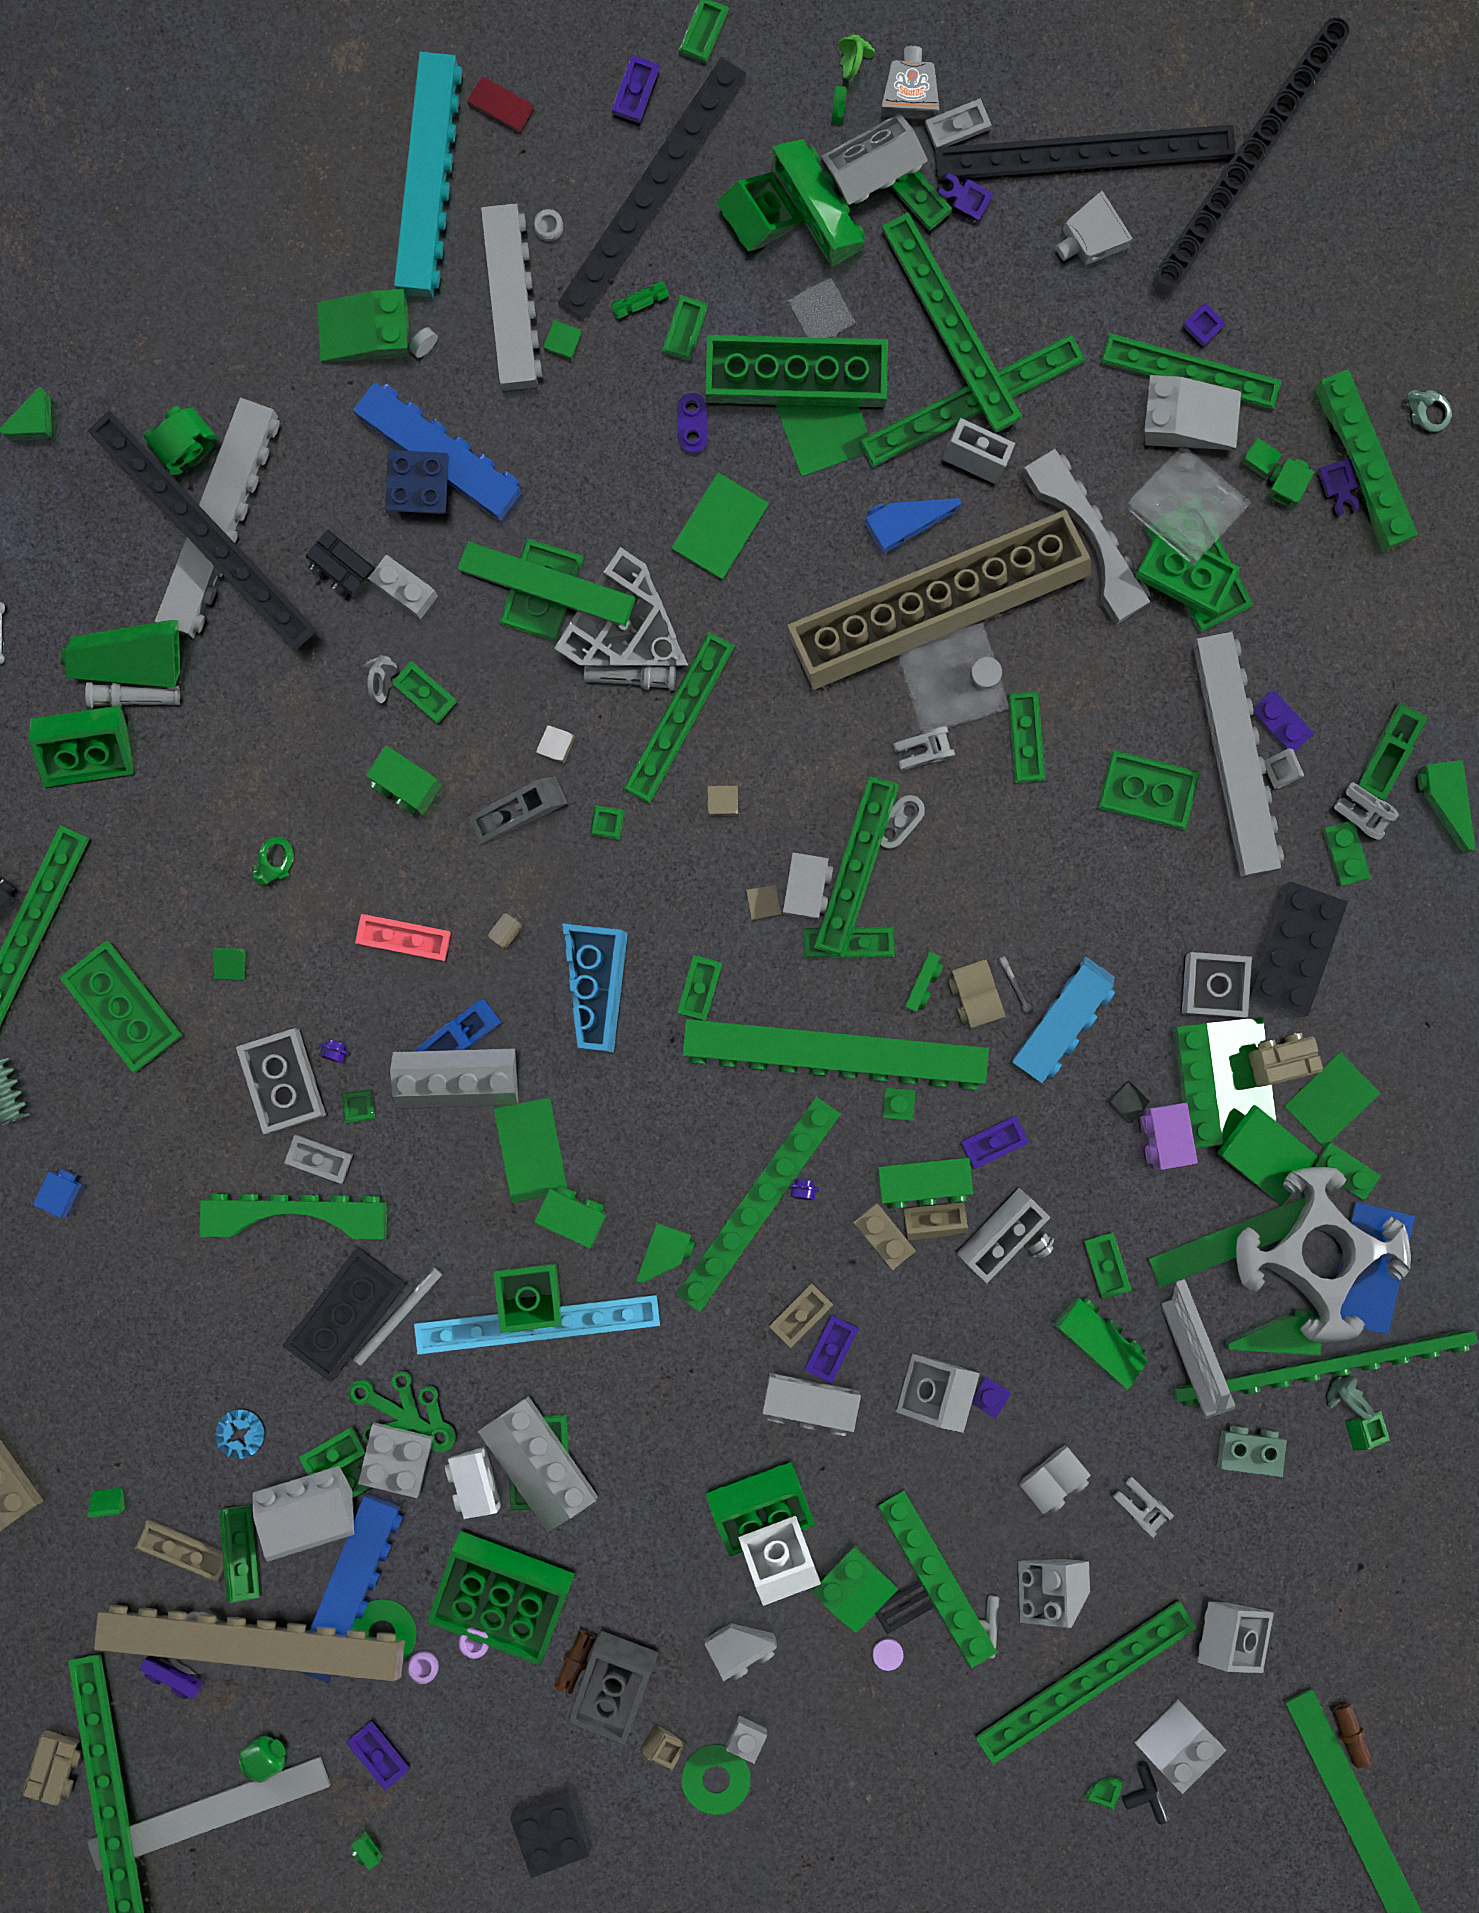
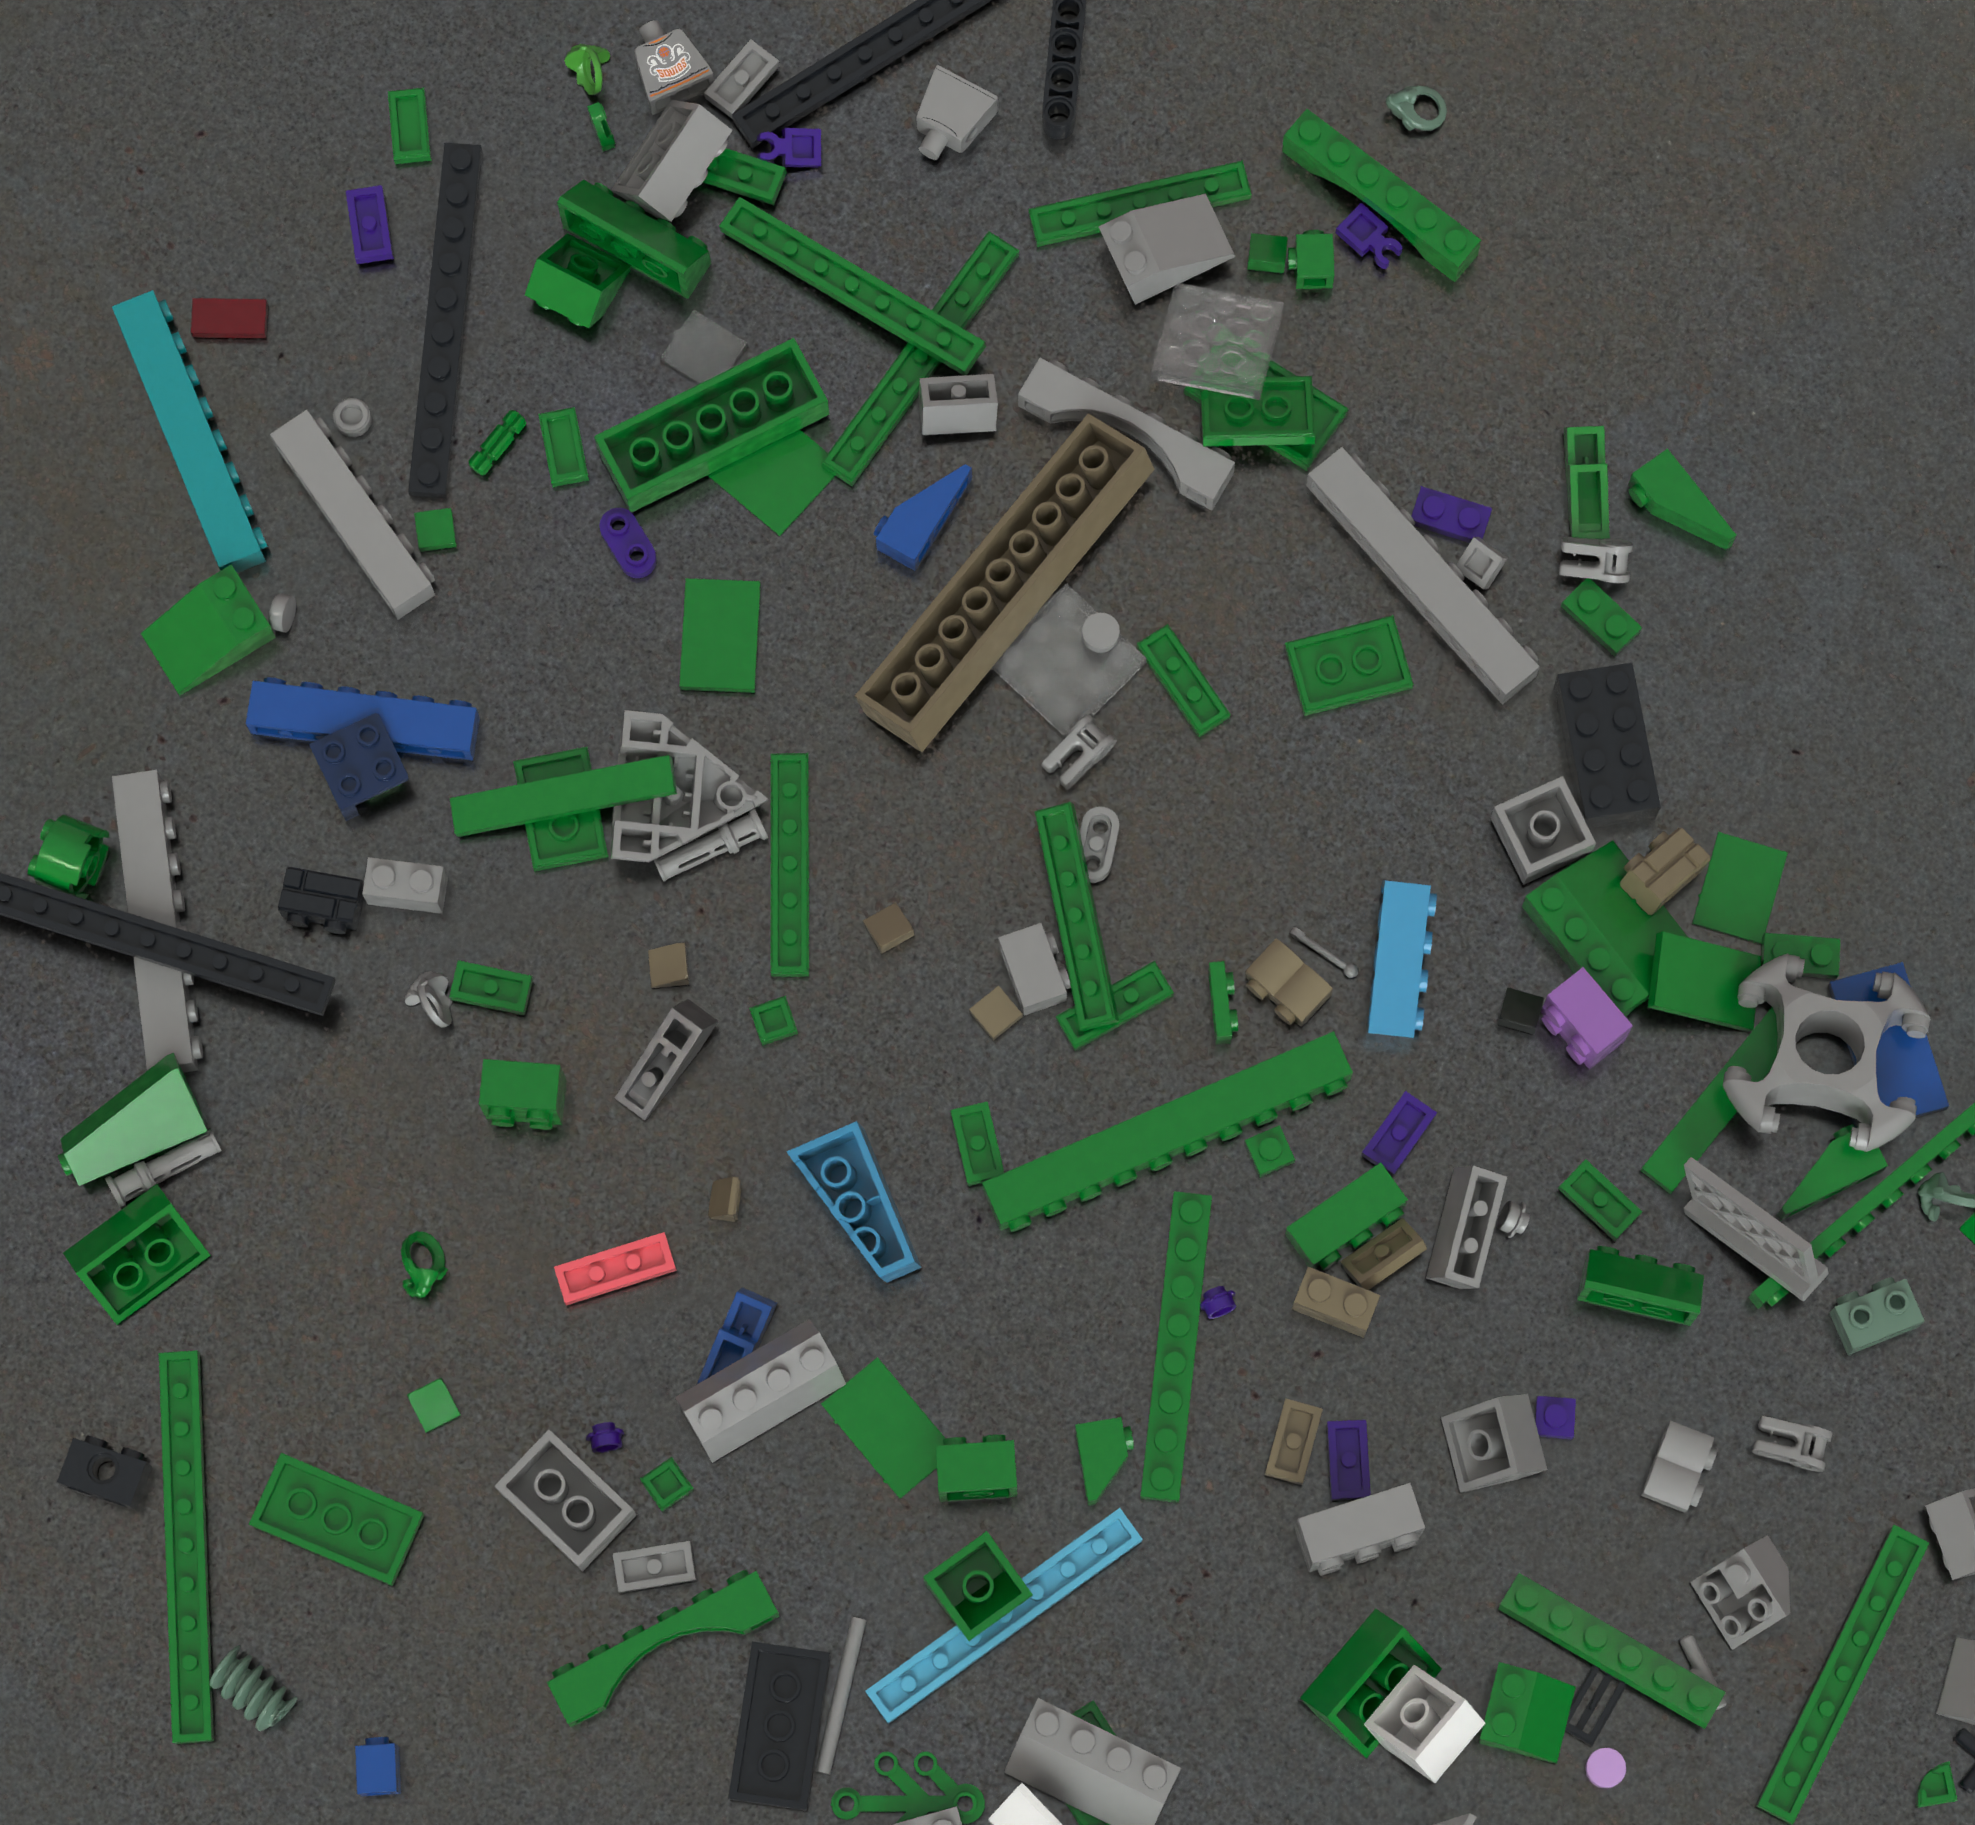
camera: 25 degrees left, 10 degrees down
(1204, 324) = (1125, 146): dark purple plate -> none

